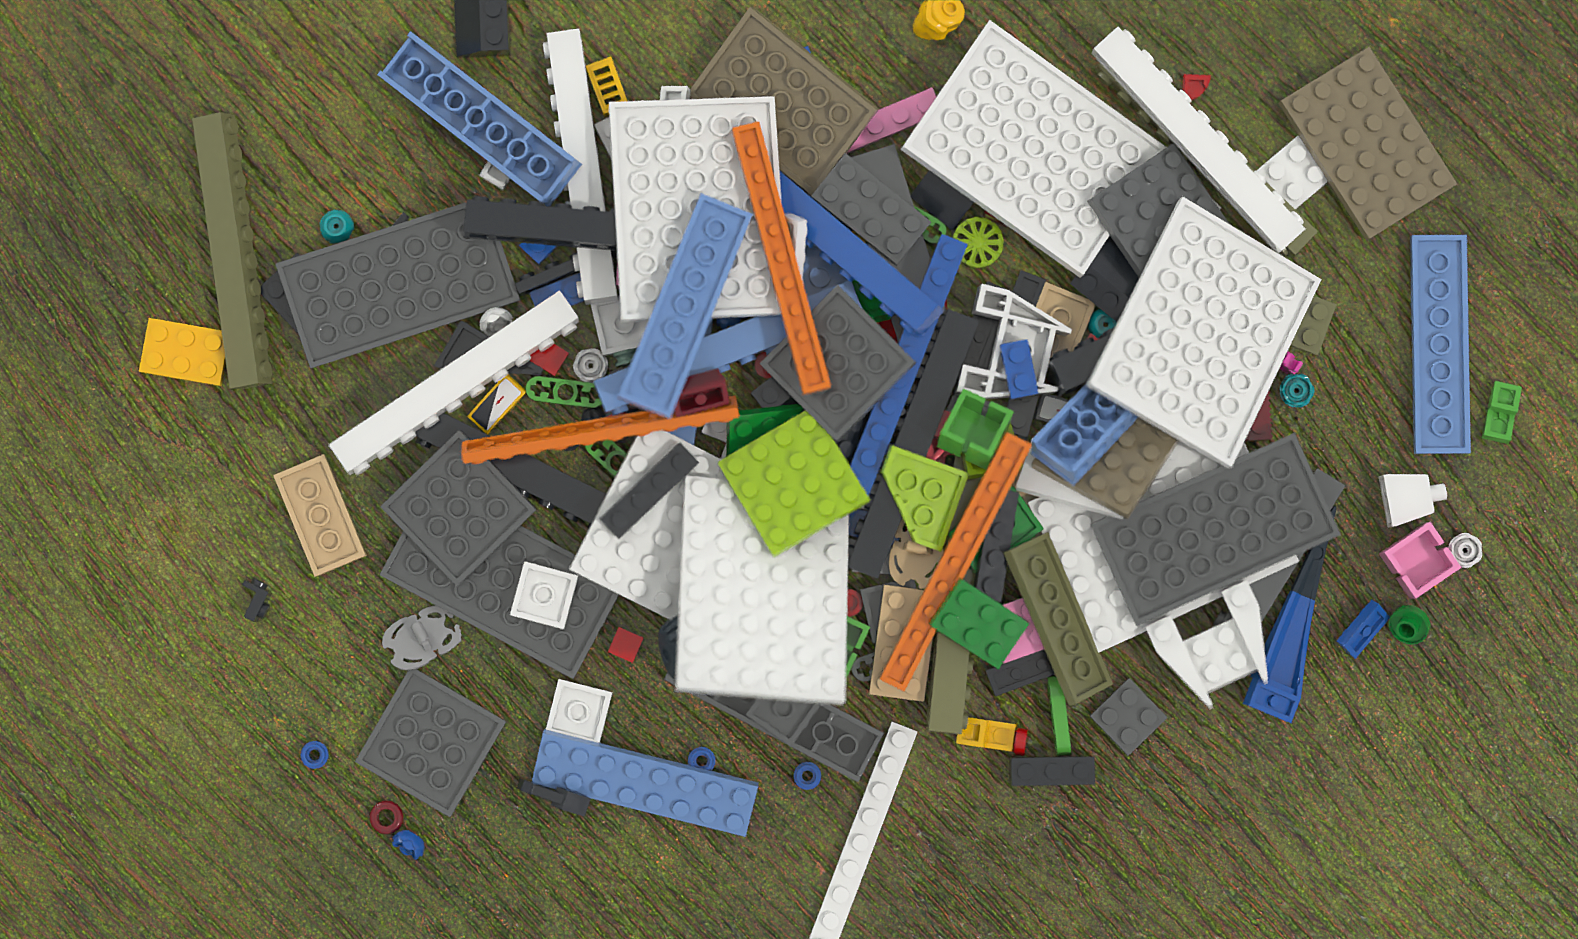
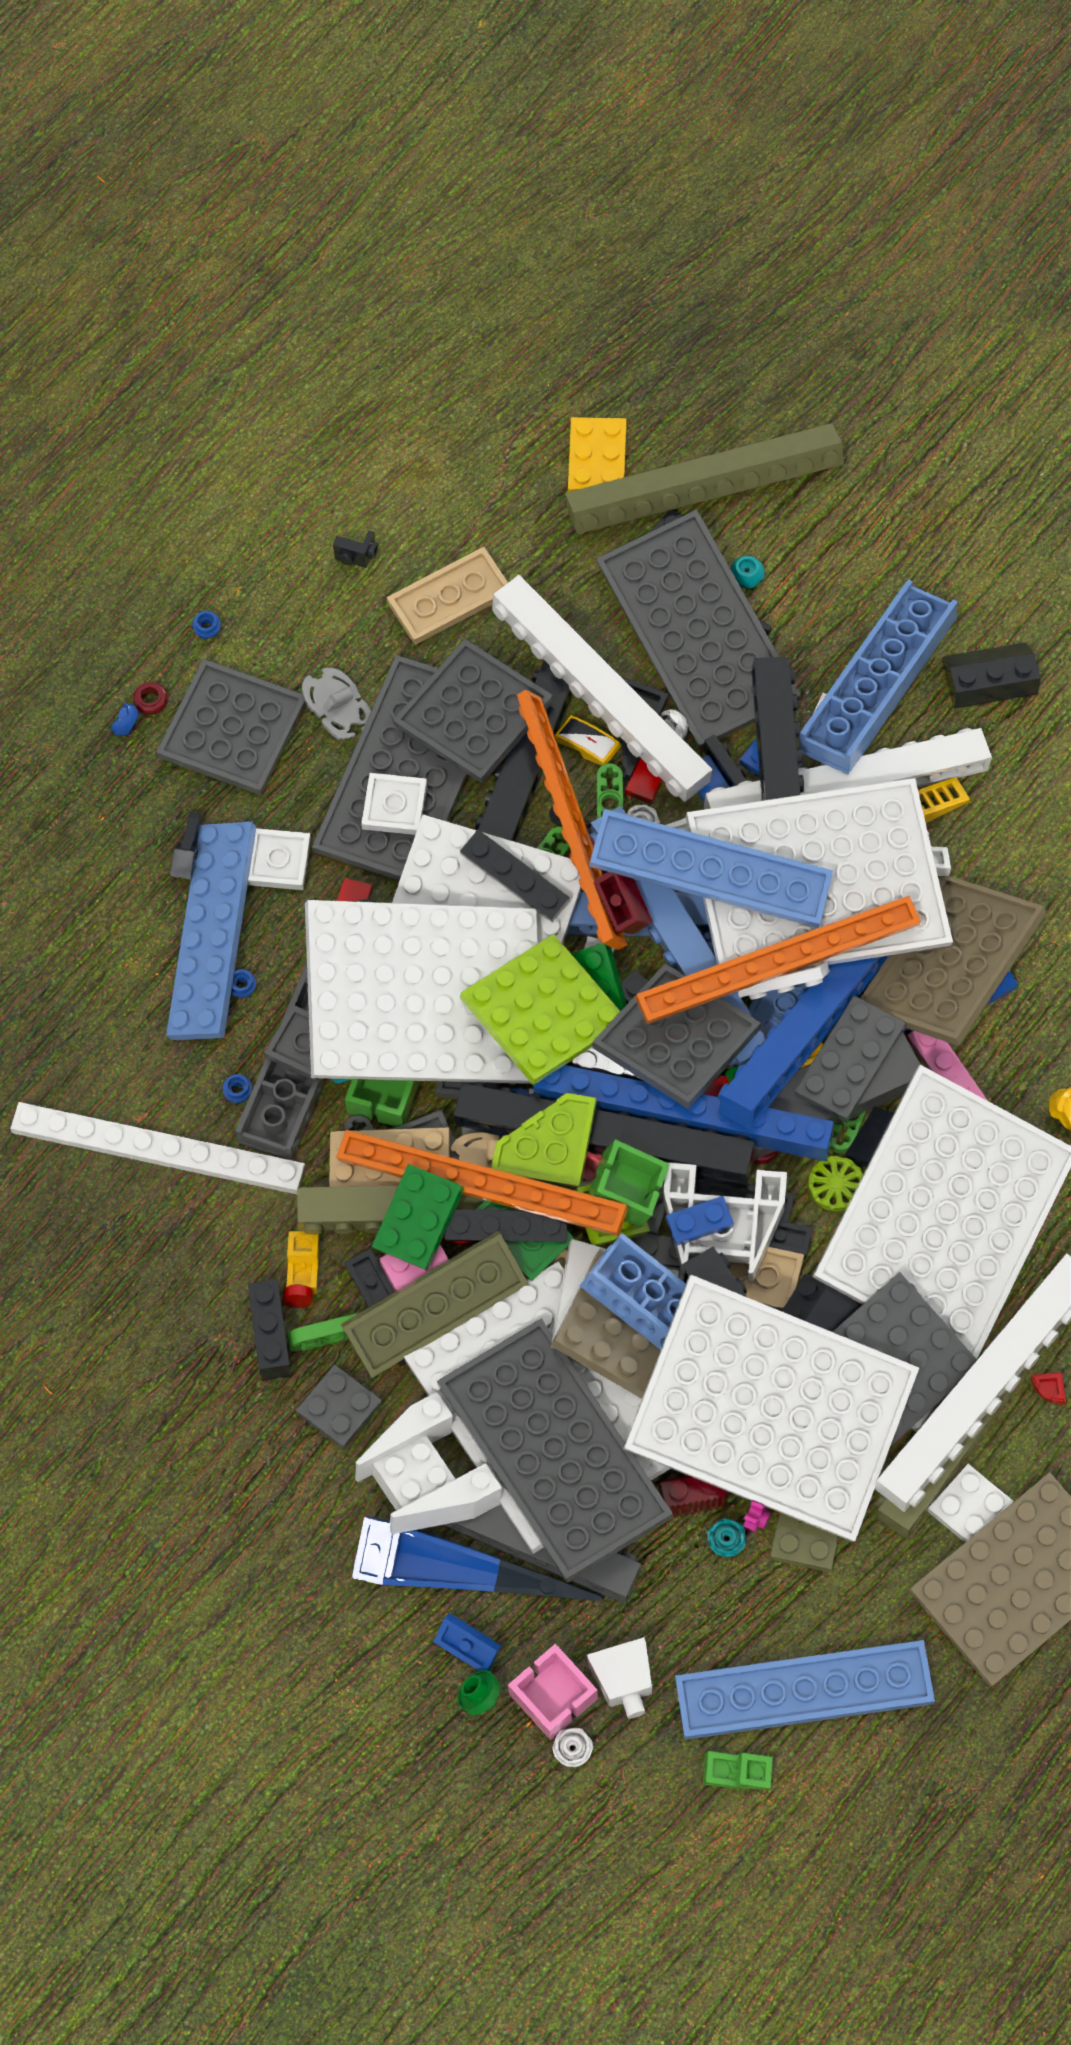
camera: 90 degrees right, 20 degrees down
(854, 602) = (425, 1104): red tile -> none

